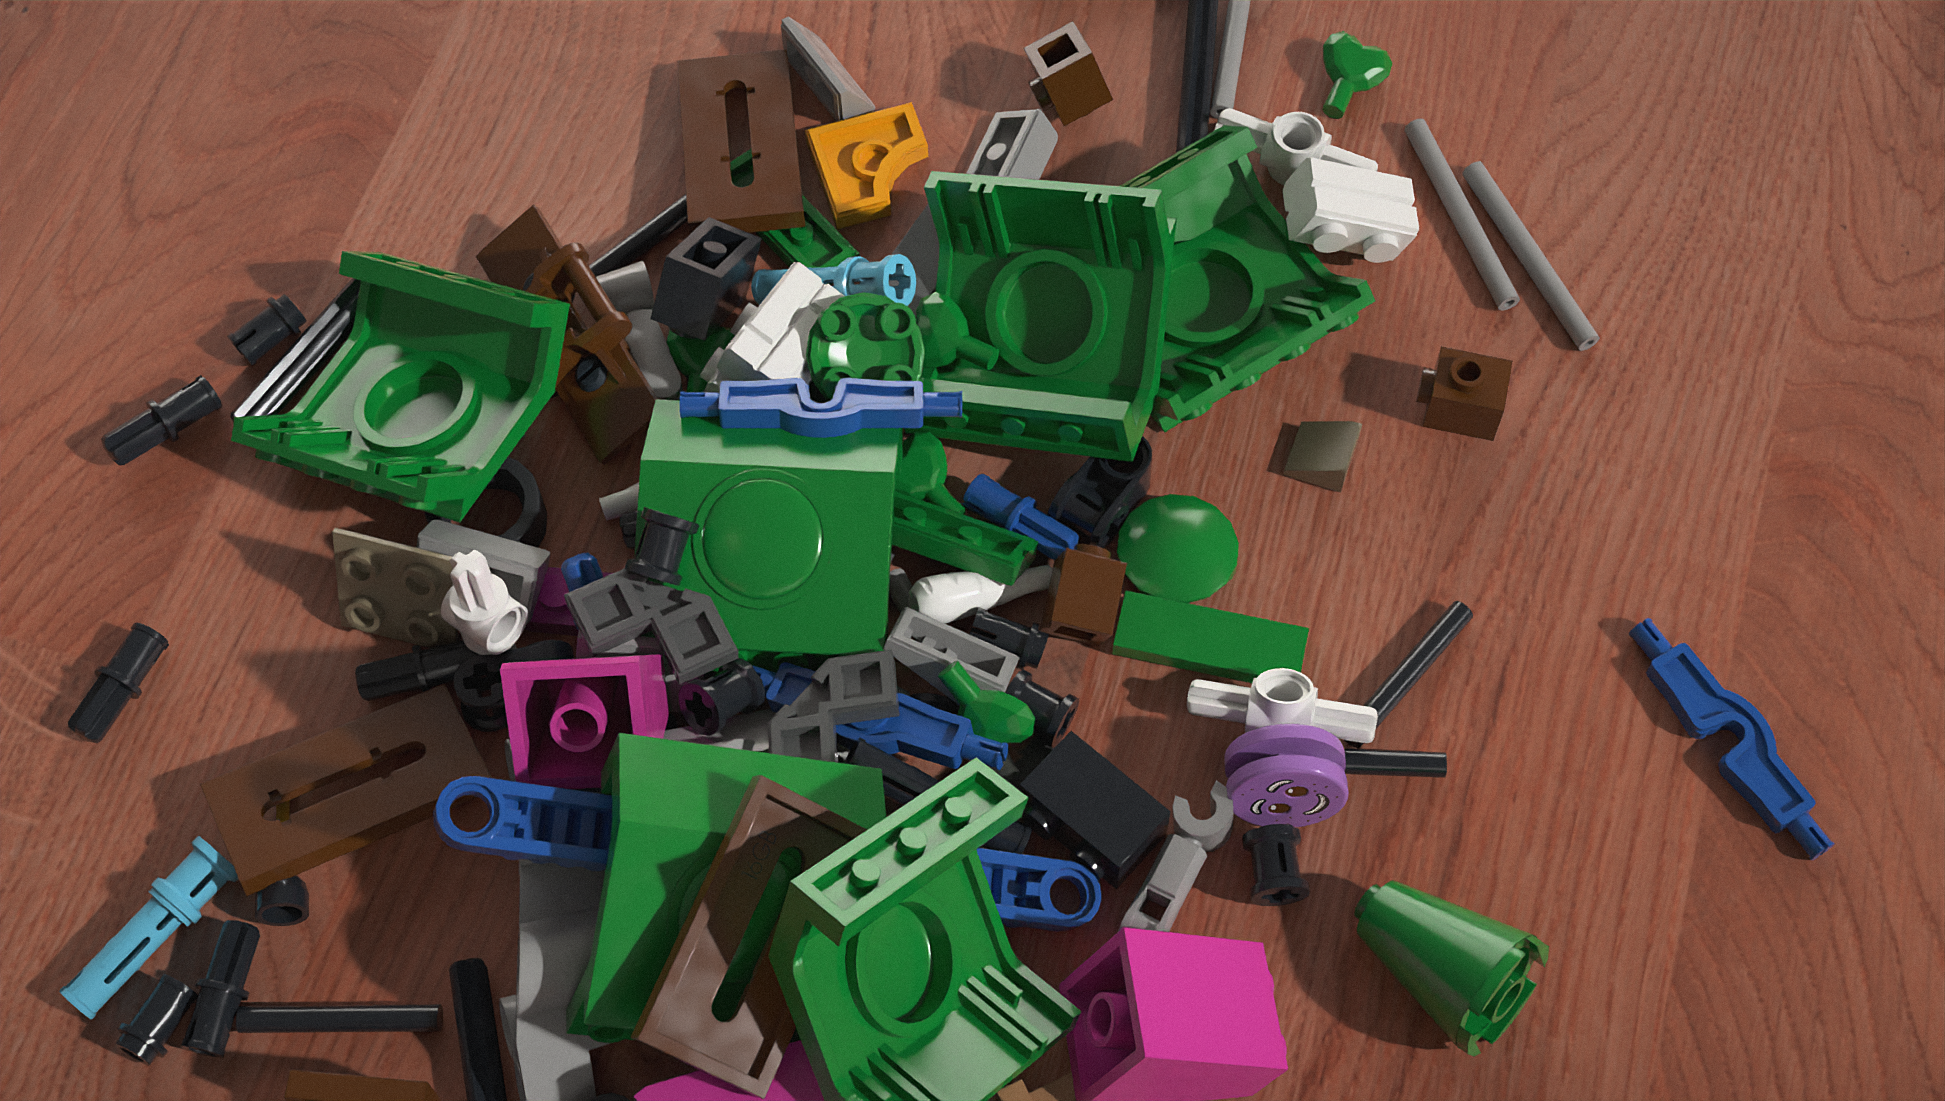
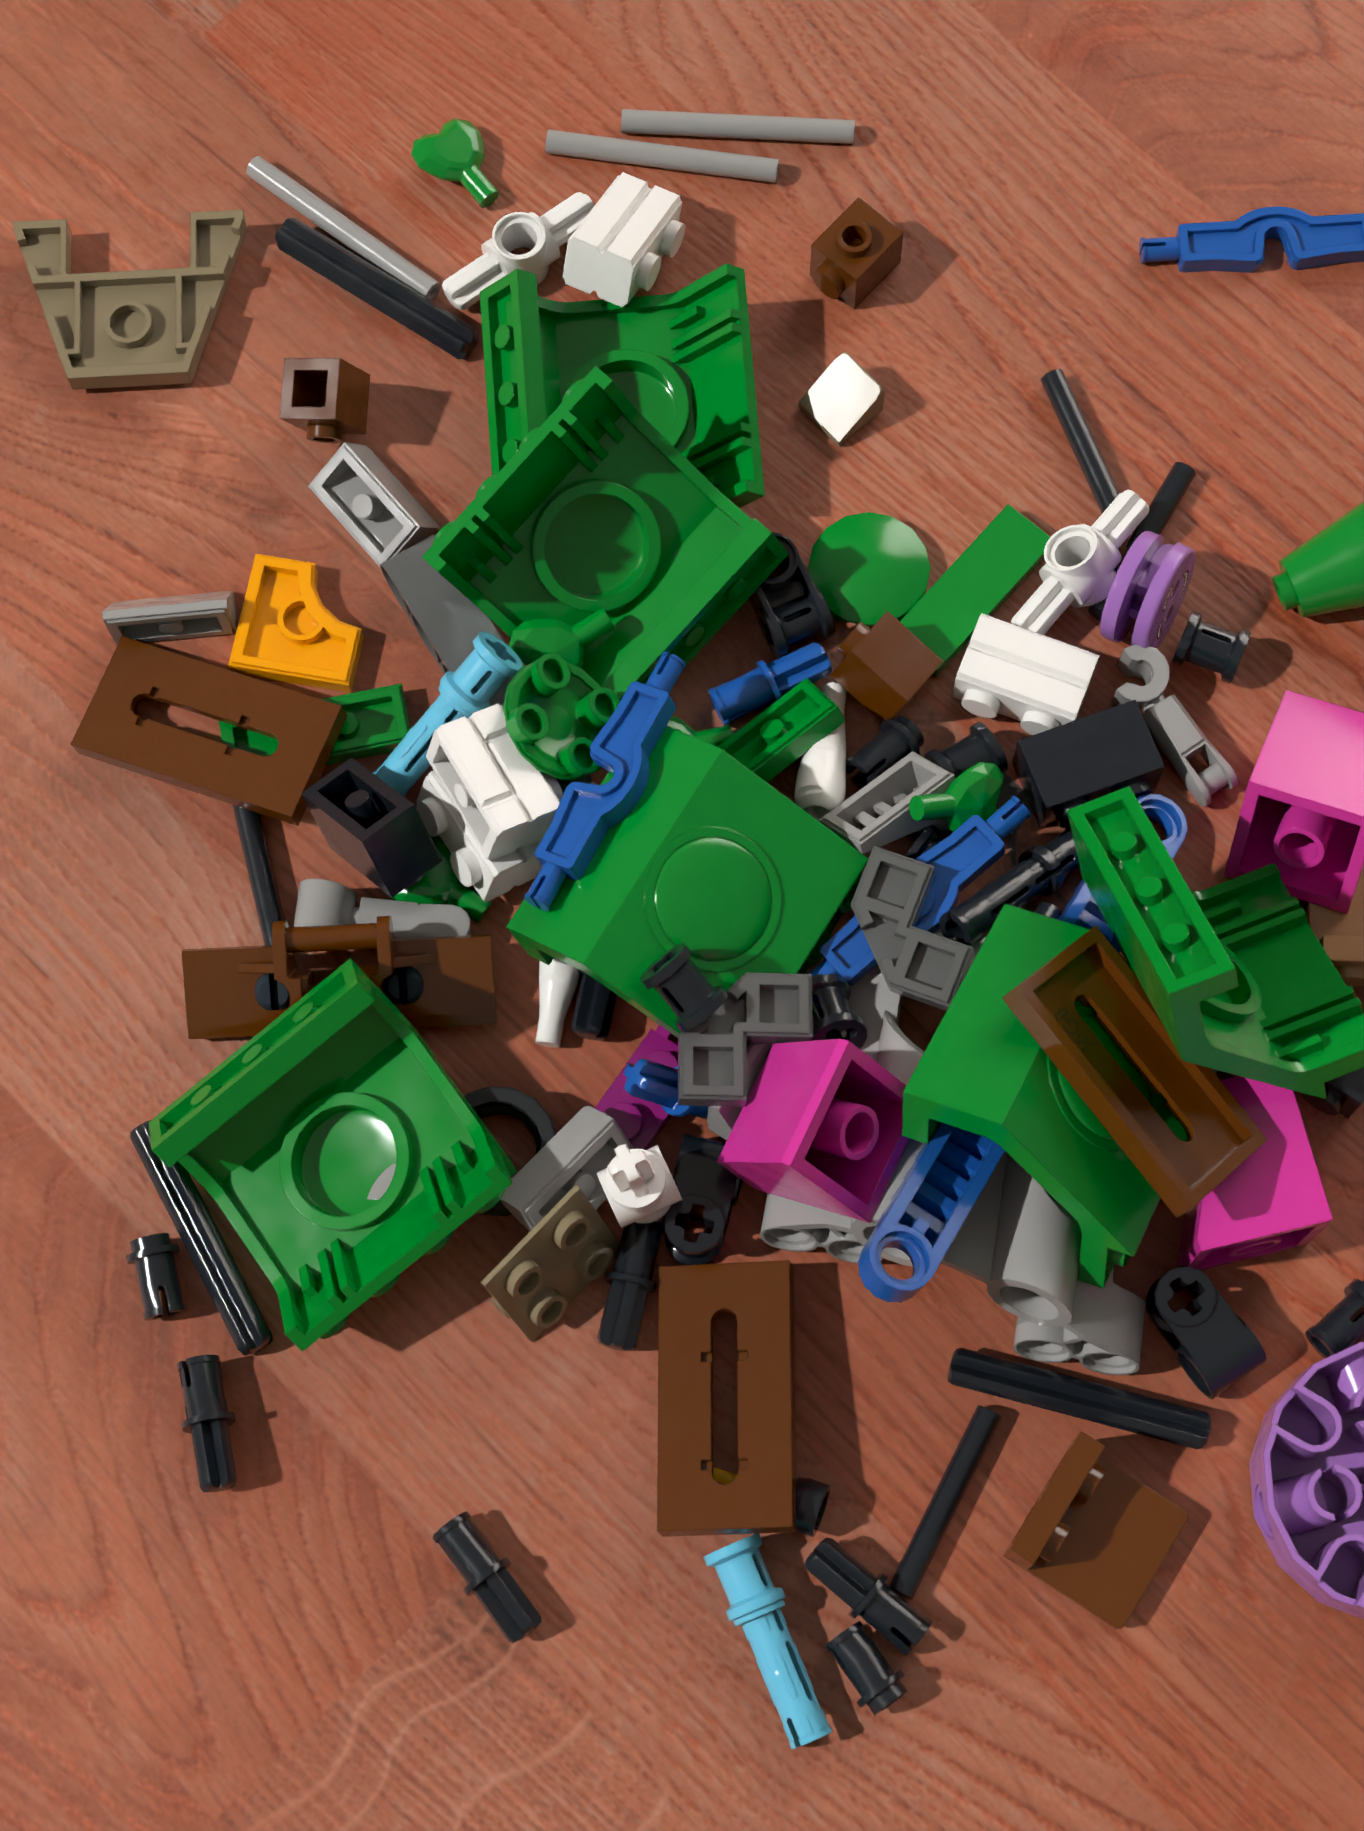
camera: 60 degrees left, 10 degrees up
(1146, 716) = (1023, 676): none -> white brick

